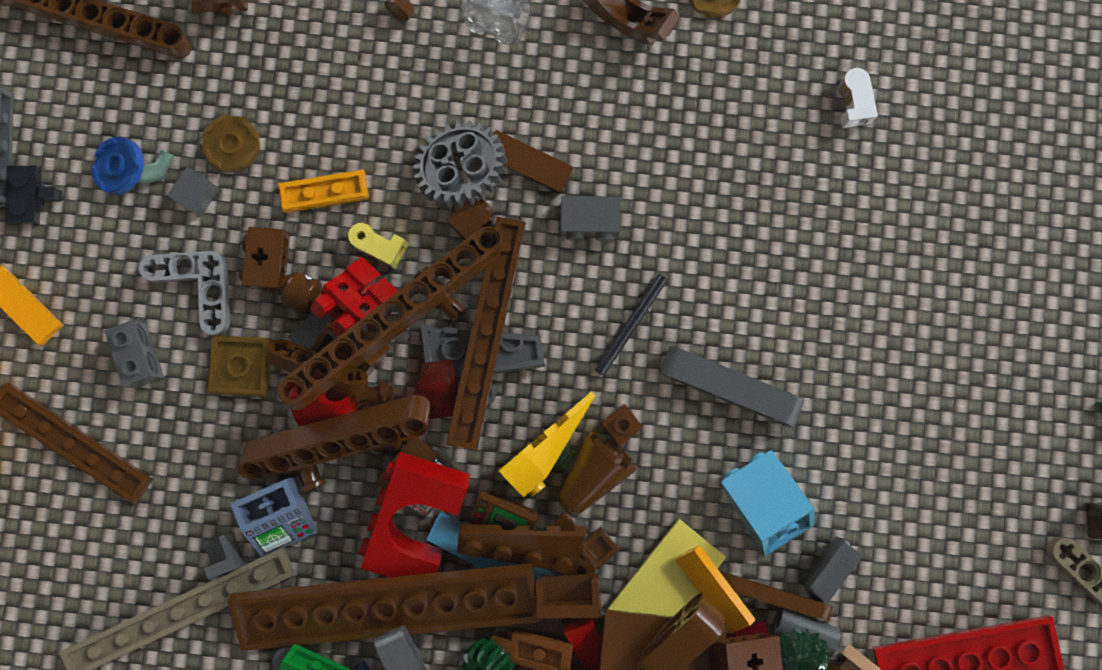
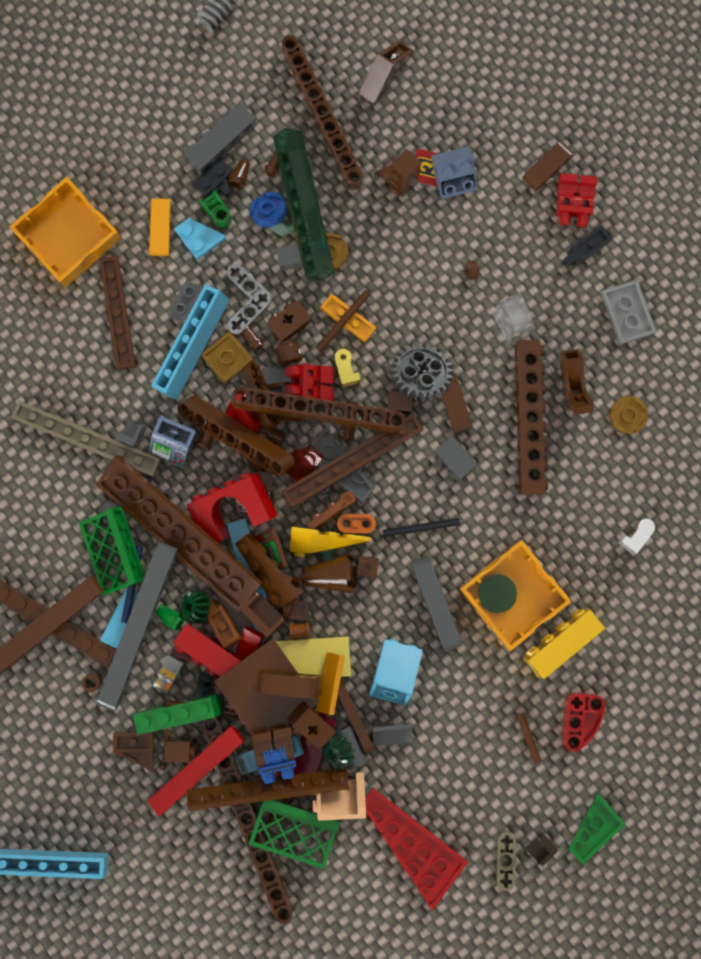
camera: 45 degrees right, 0 degrees up
(47, 162) = (239, 175): none -> reddish brown cone
(59, 223) = (214, 208): none -> green piece
(74, 272) = (198, 237): none -> medium azure wing
(75, 118) = (273, 166): none -> reddish brown pin
(148, 120) = (303, 204): none -> clear green brick
(181, 391) = (190, 342): none -> medium azure brick
(244, 317) = (251, 337): none -> reddish brown pin
(321, 198) = (343, 320): none -> reddish brown piece
(522, 406) = (332, 511): none -> dark orange hinge
(553, 21) = (532, 349): none -> reddish brown brick
(561, 393) = (356, 523): none -> orange plate
(622, 568) = (299, 630): none -> dark orange bush
(781, 308) = (497, 593): none -> clear green tile
(802, 291) = (536, 601): none -> light orange tile
(905, 285) = (563, 643): none -> yellow brick
(971, 421) = (529, 738): none -> reddish brown piece
(1012, 337) = (588, 719): none -> red beam

